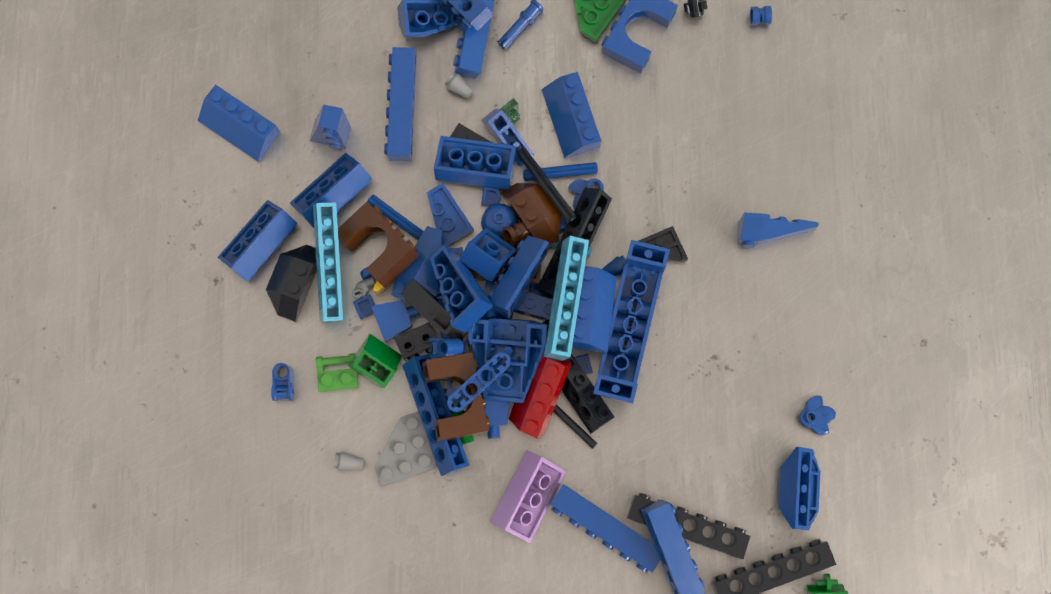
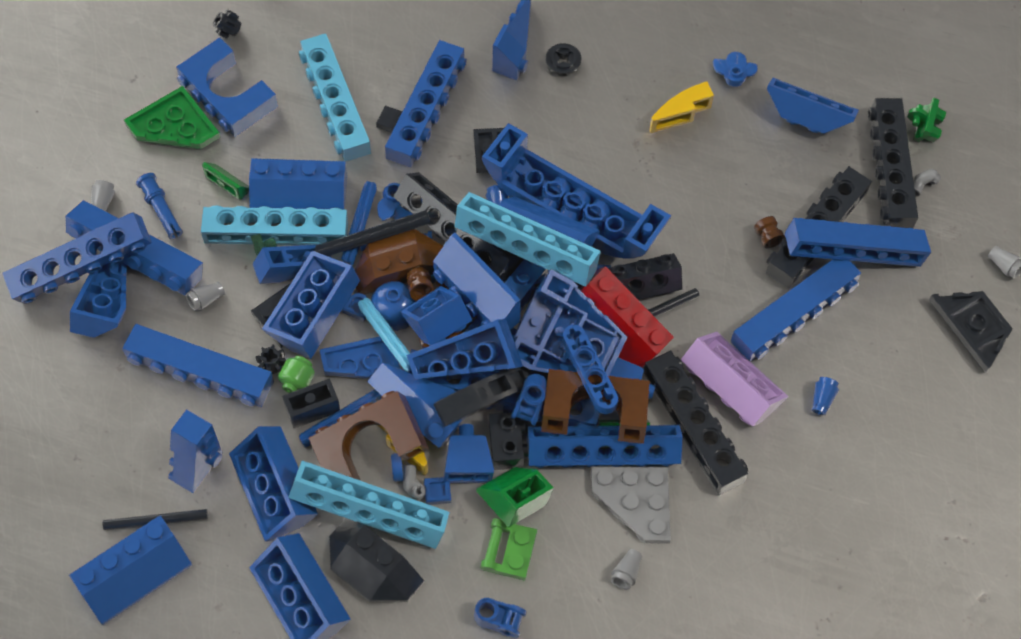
camera: 75 degrees left, 15 degrees down
(281, 125) = (143, 520): none -> black bar
(396, 193) = (311, 403): none -> black brick
(416, 174) = (296, 374): none -> bright green head
(423, 158) = (266, 356): none -> black gear
(441, 510) = (721, 477): none -> black brick
(469, 223) = (385, 332): none -> medium azure axle
(514, 69) = (286, 233): none -> medium azure brick
(539, 570) = (824, 395): none -> blue cone
(561, 60) = (225, 180): none -> green slope
(660, 161) = (388, 118): none -> black tile
(667, 487) = (769, 232): none -> reddish brown wheel
(695, 78) = (320, 49): none -> medium azure brick
(730, 177) = (444, 56): none -> blue brick
(758, 383) = (682, 107): none -> yellow slope
(778, 271) = (563, 51): none -> black gear

